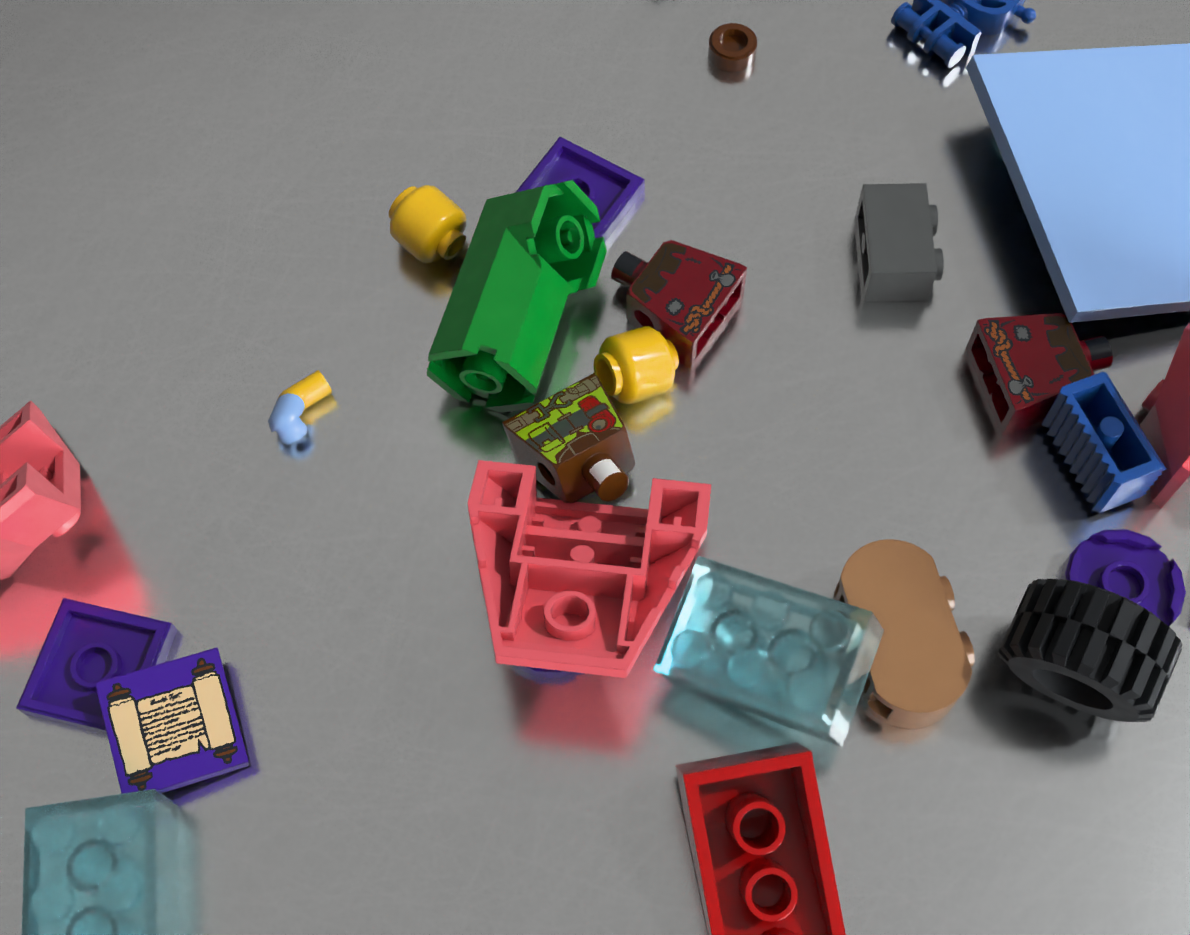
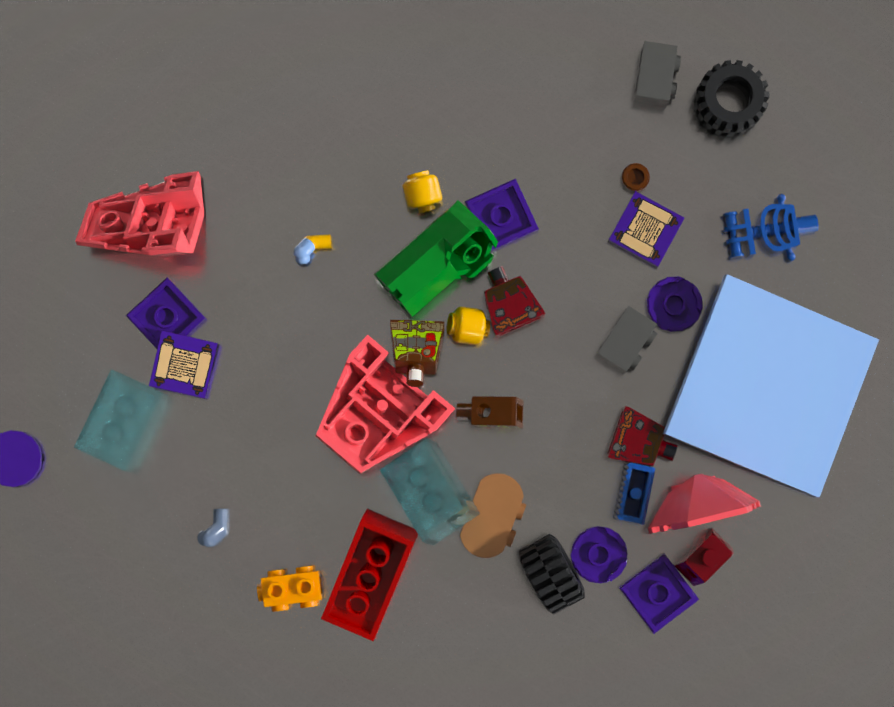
camera: 30 degrees right, 20 degrees up
(778, 458) = (504, 413): none -> reddish brown torso
(801, 97) = (646, 229): none -> tile
(924, 155) = (674, 304): none -> dark purple tile

